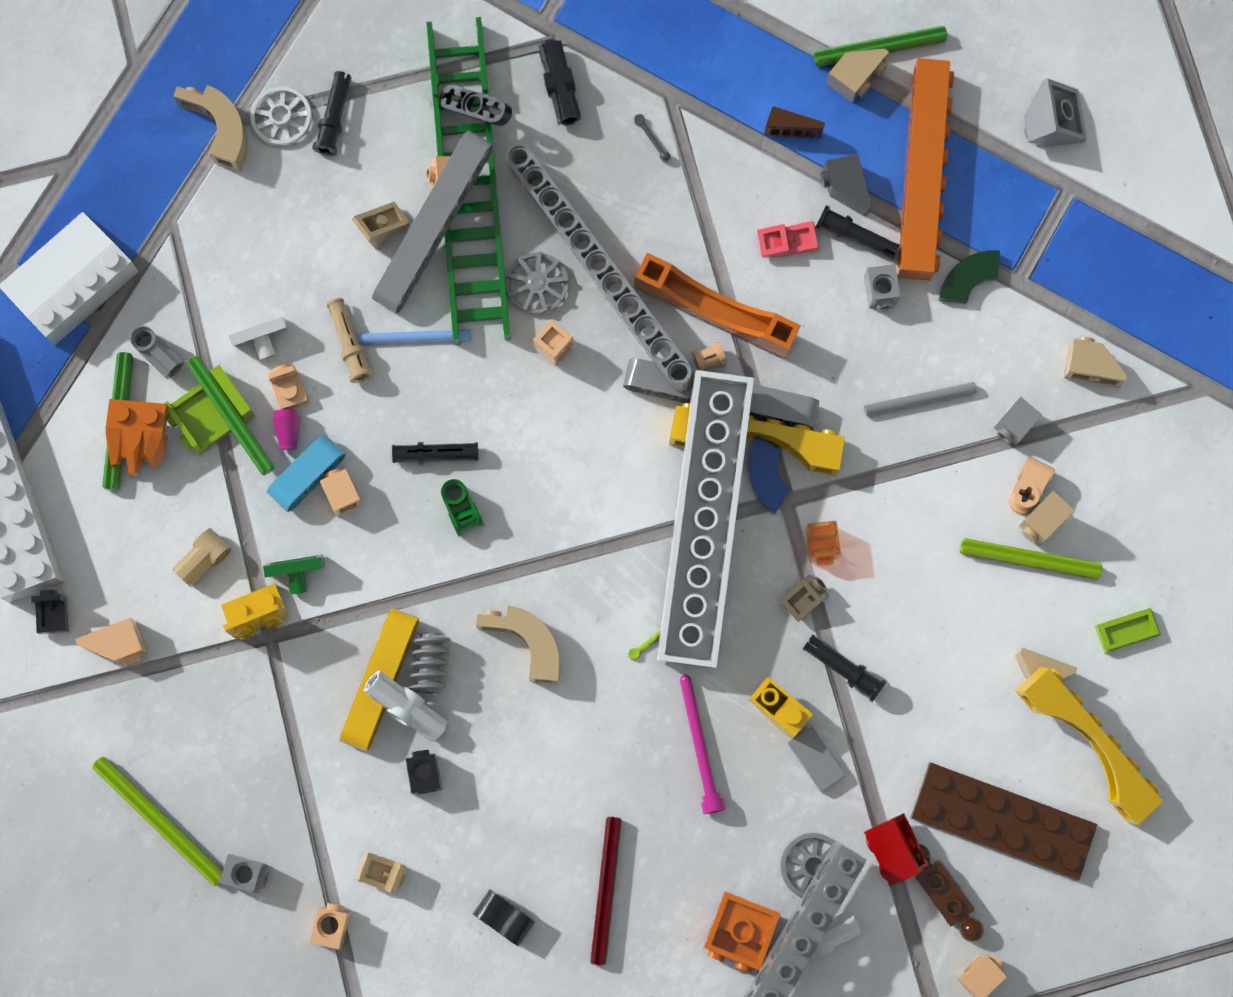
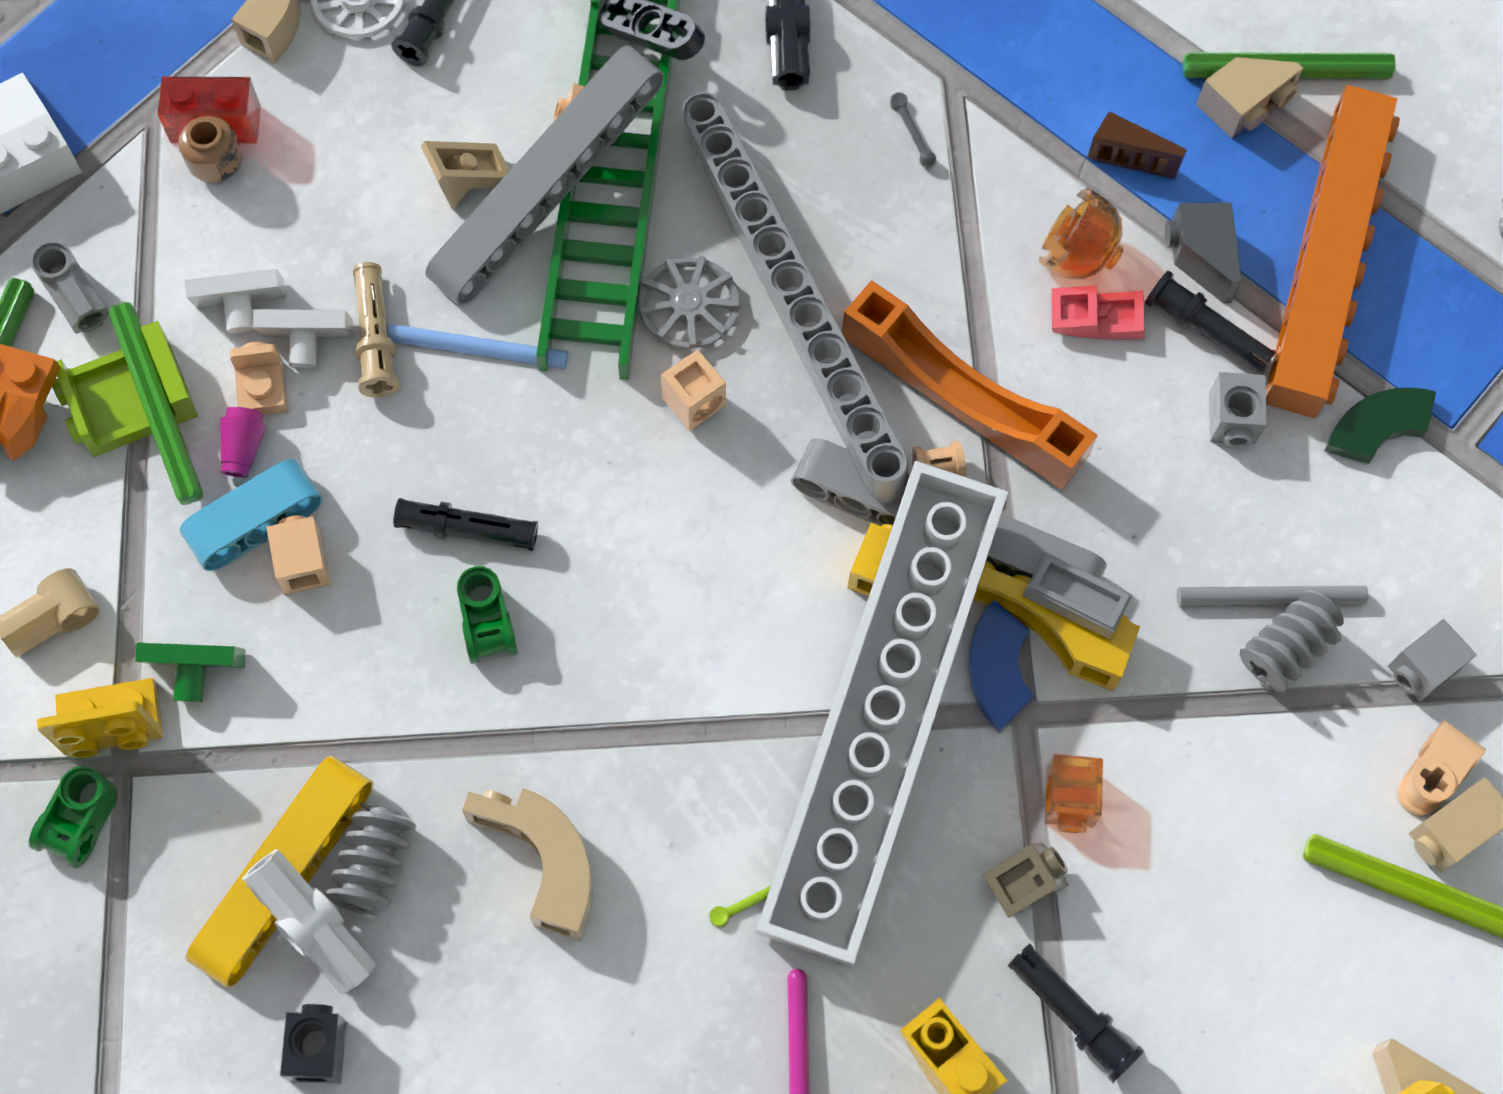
camera: 10 degrees right, 10 degrees down
(210, 216) = (222, 97): none -> clear red brick
(218, 243) = (210, 149): none -> medium nougat head
(252, 675) = (74, 819): none -> green piece
(307, 351) = (302, 329): none -> white tile
(771, 194) = (1084, 238): none -> clear orange cylinder
(805, 426) = (1077, 595): none -> light grey tile
(934, 426) = (1293, 640): none -> light grey piece

